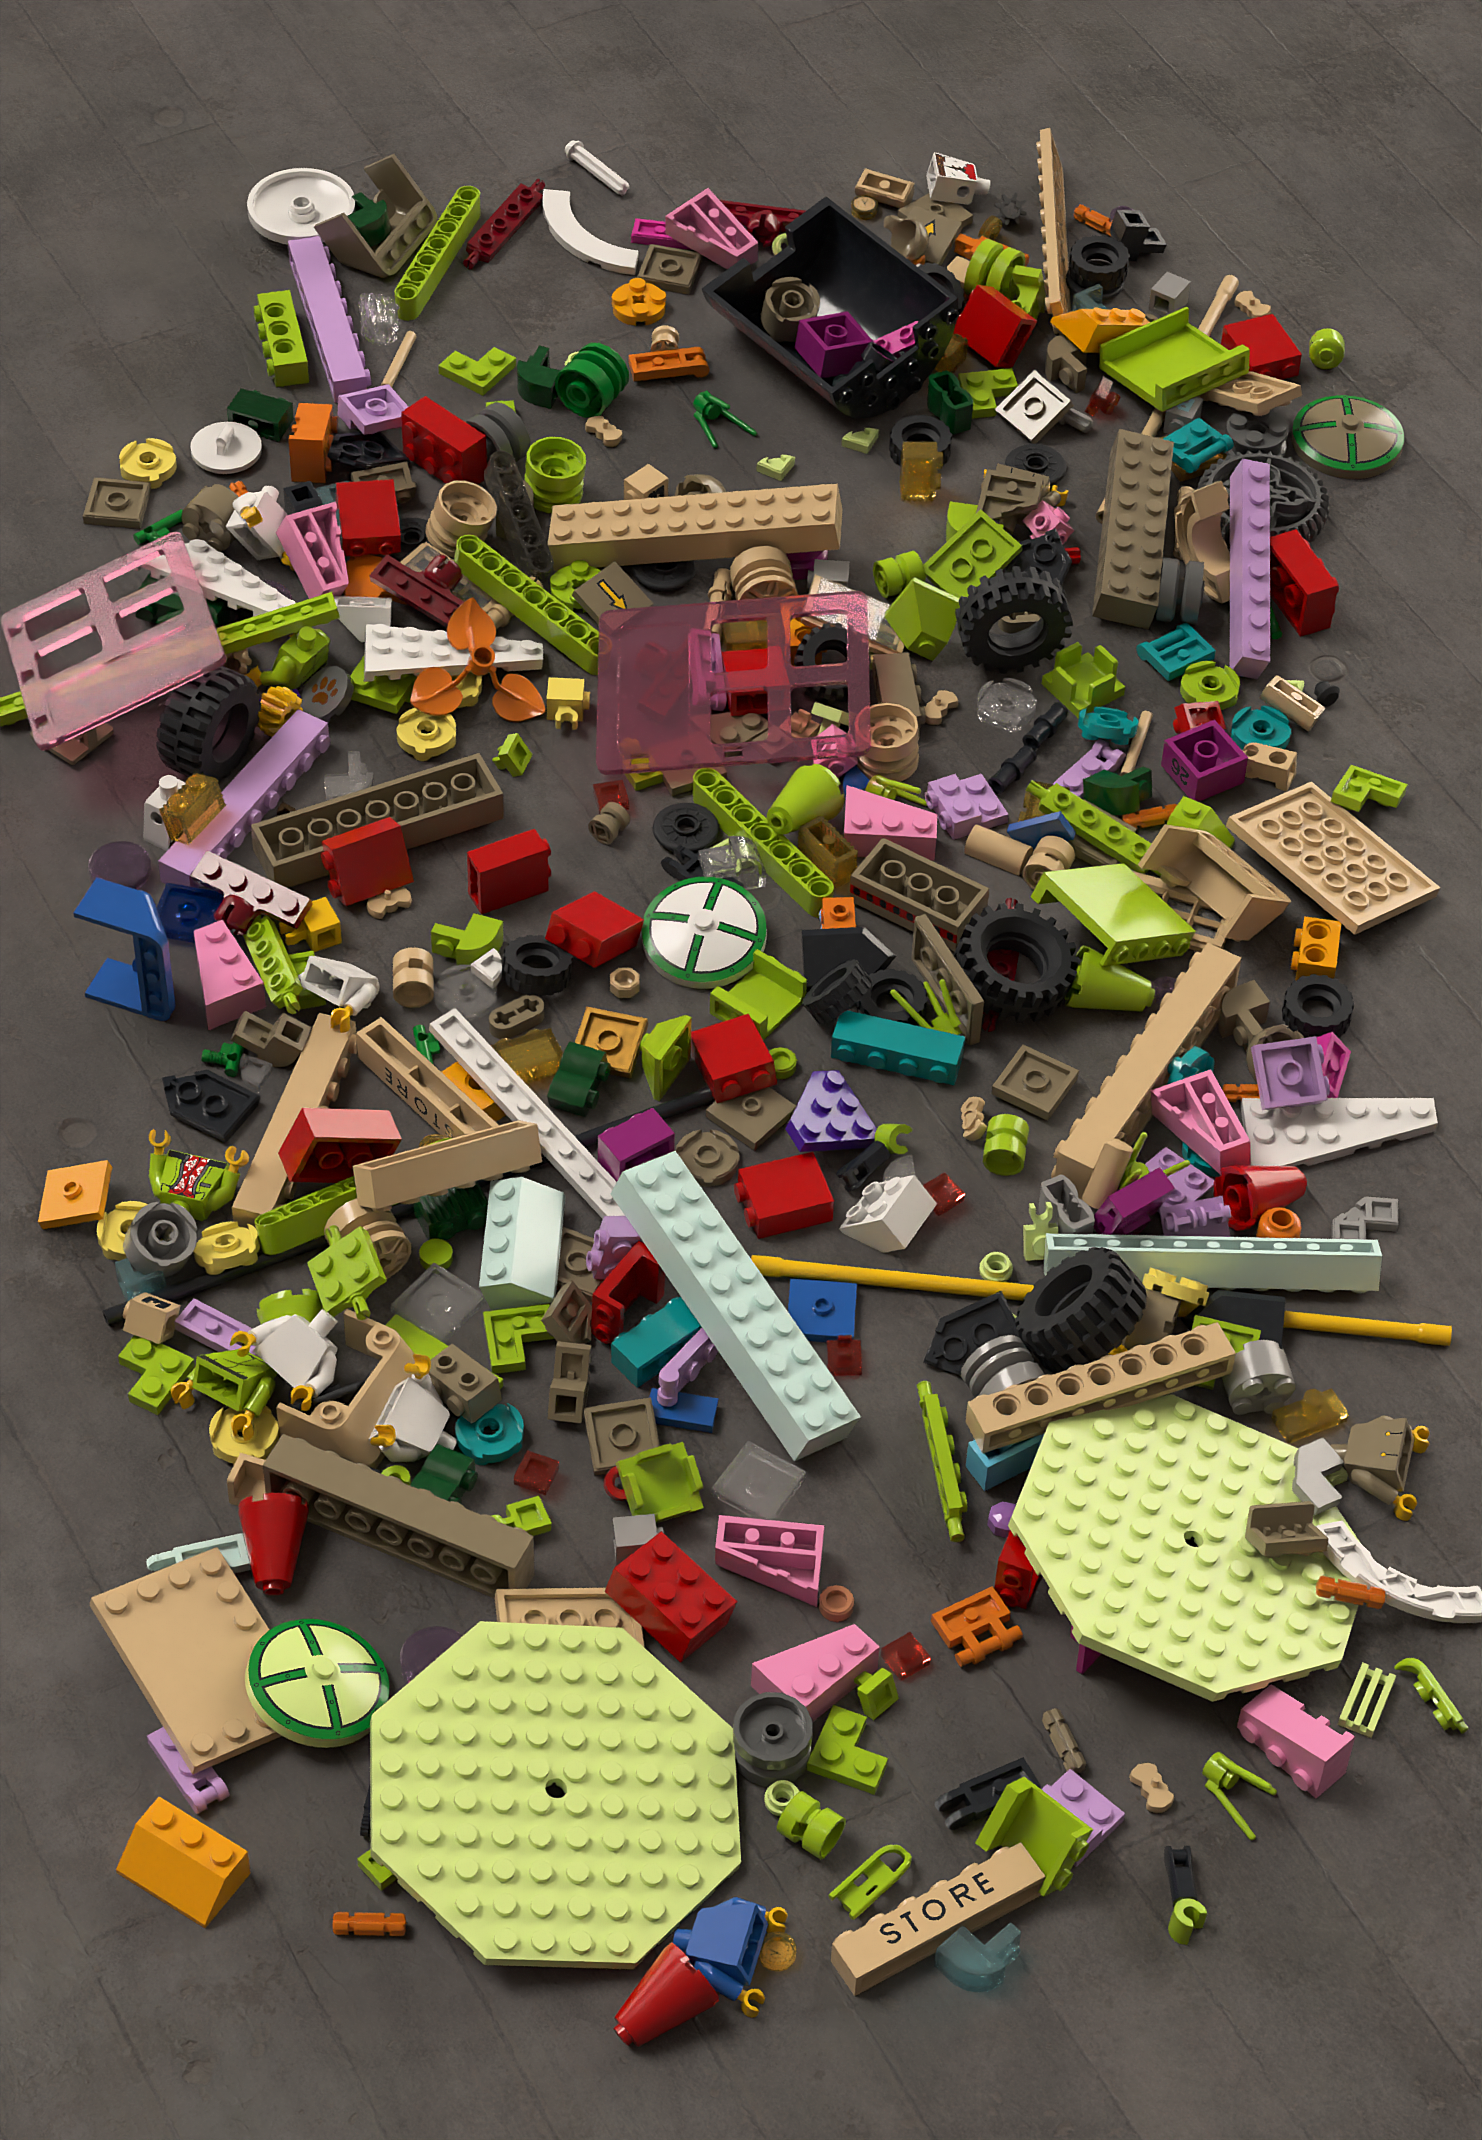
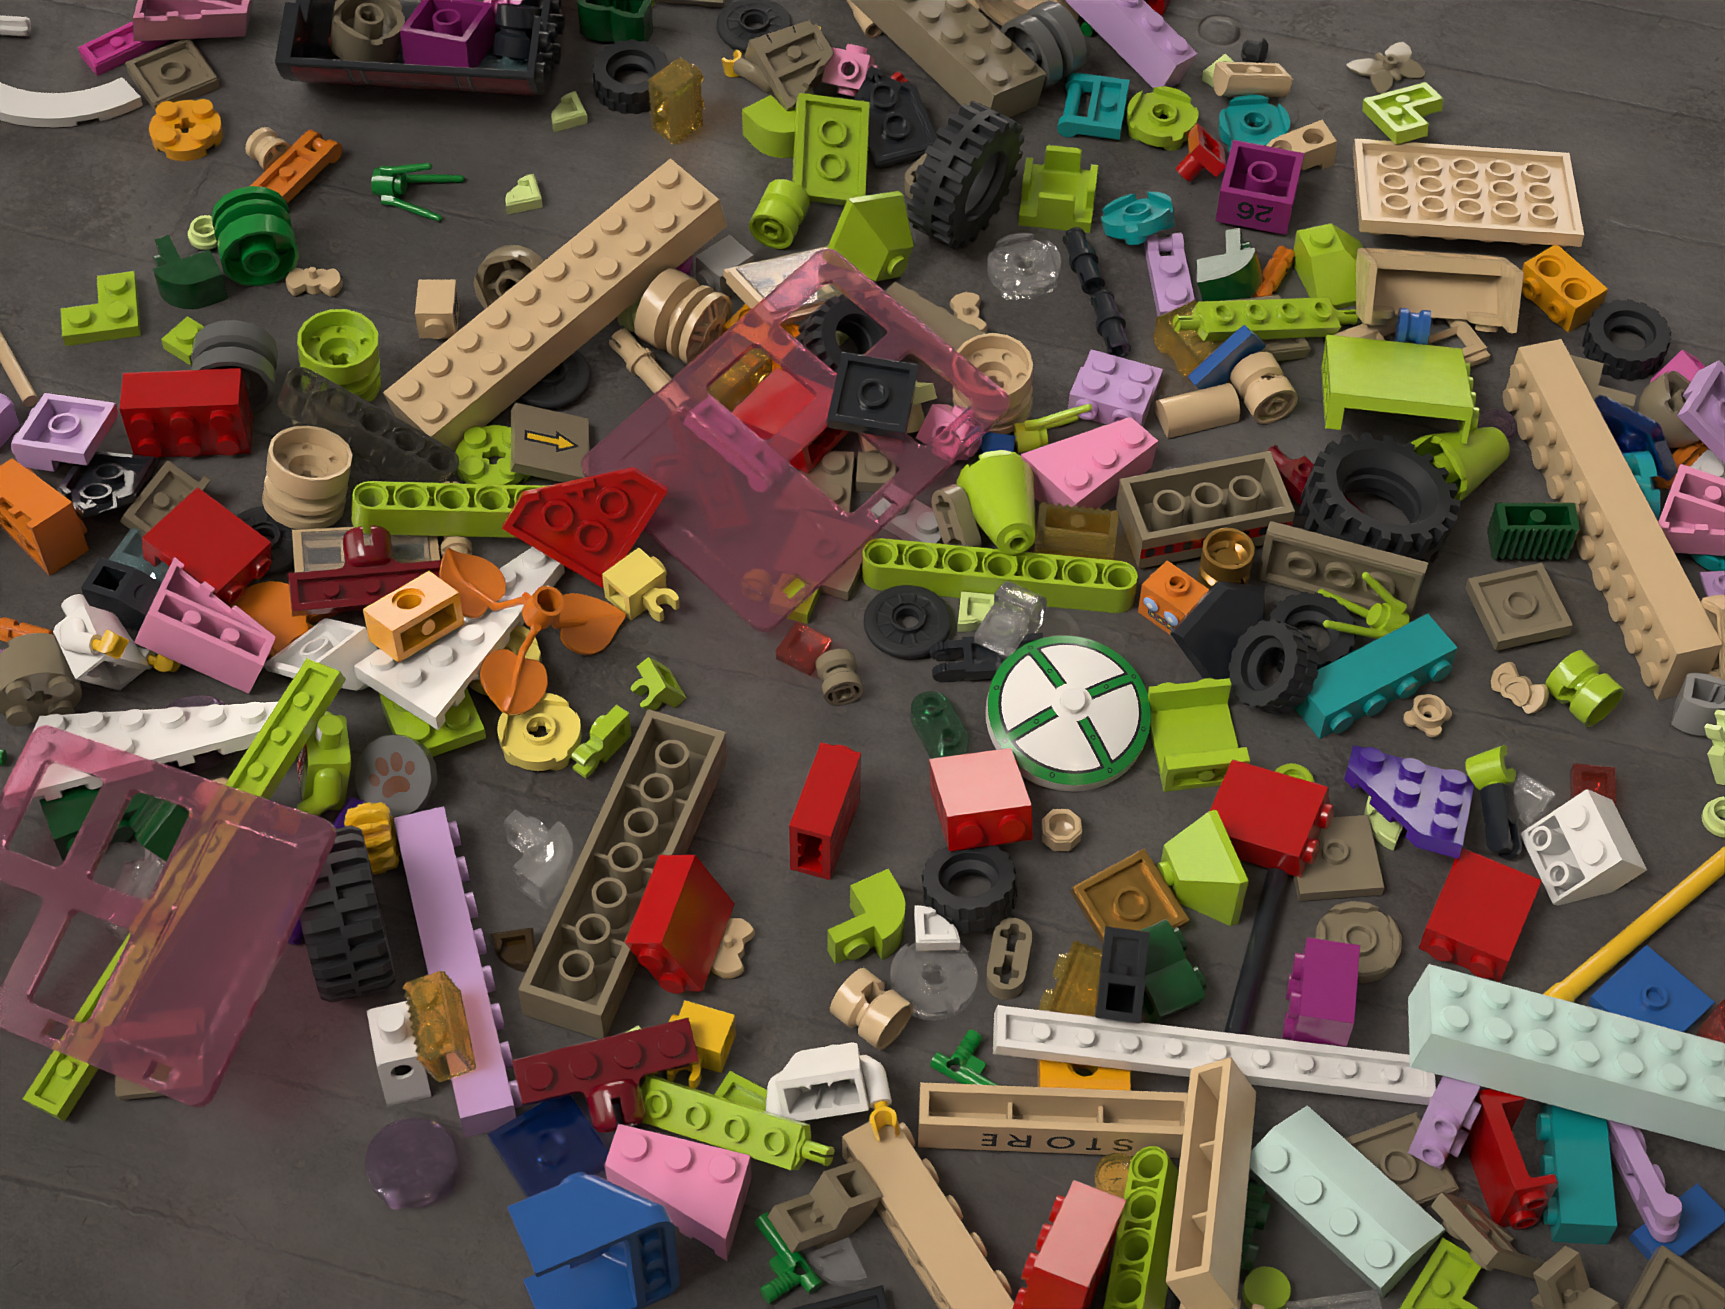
camera: 45 degrees left, 5 degrees up
(417, 618) = (413, 616): none -> light orange brick
(449, 753) = (606, 737): none -> lime plate
(536, 1056) = (1122, 975): none -> black brick
(567, 640) = (587, 520): none -> red plate
(634, 884) = (937, 725): none -> clear green plate
(758, 785) = (913, 523): none -> light grey plate
(773, 787) = (955, 517): none -> dark tan beam
(790, 687) = (873, 396): none -> black plate
(893, 926) = (1226, 557): none -> pearl gold wheel
(903, 1090) = (1431, 706): none -> tan plate
(1092, 1046) = (1533, 530): none -> dark green brick
(1137, 743) = (1191, 242): tan bar -> none
(1181, 897) = (1413, 326): none -> blue wheel
(1221, 1046) = (1637, 434): none -> clear blue plate
(1413, 766) = (1385, 68): none -> dark tan piece

